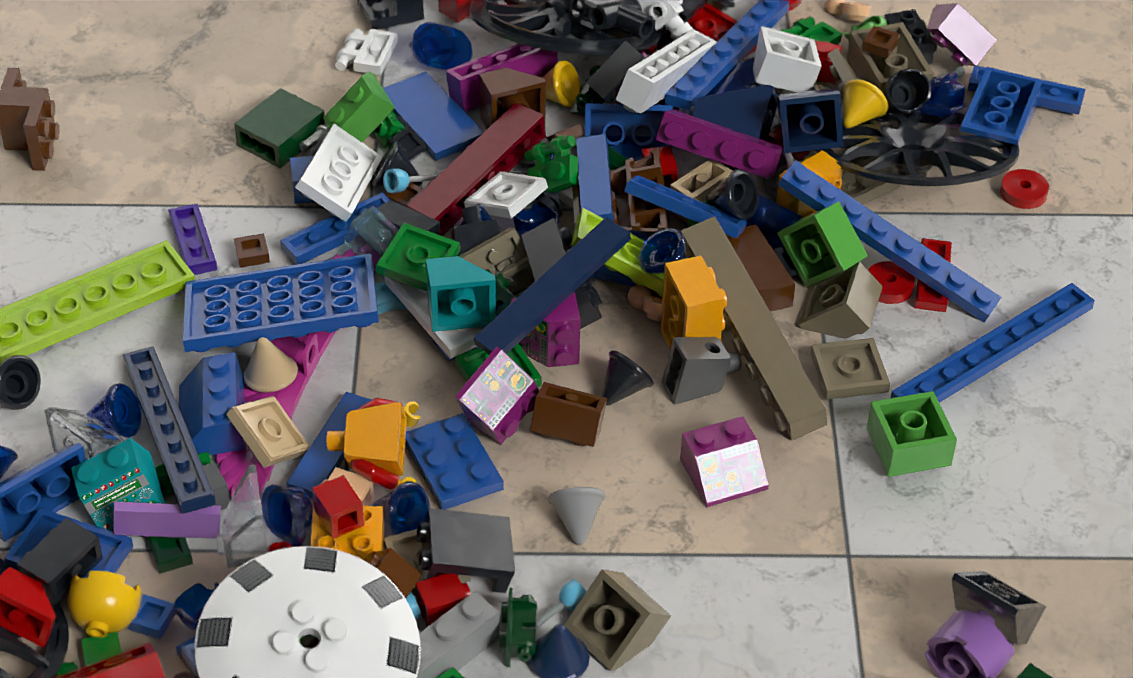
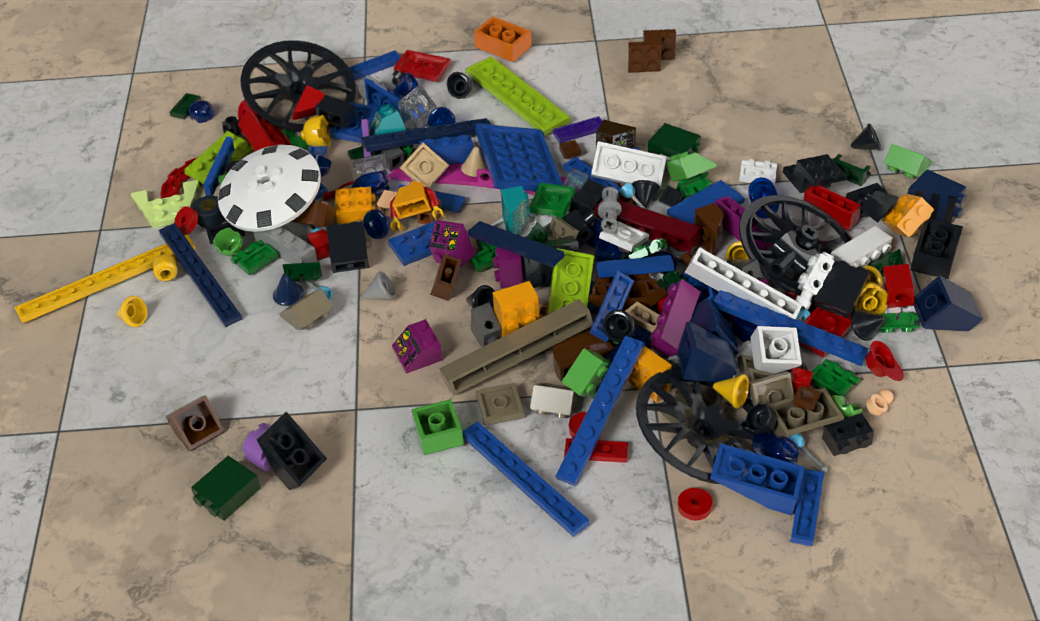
camera: 90 degrees right, 0 degrees up
(263, 186) = (616, 134): none -> dark brown slope
(338, 506) = (359, 186): red brick -> none
(461, 190) = (609, 209): none -> light grey piece
(661, 248) = (562, 296): clear blue hat -> none
(959, 33) = (848, 455): slope -> none

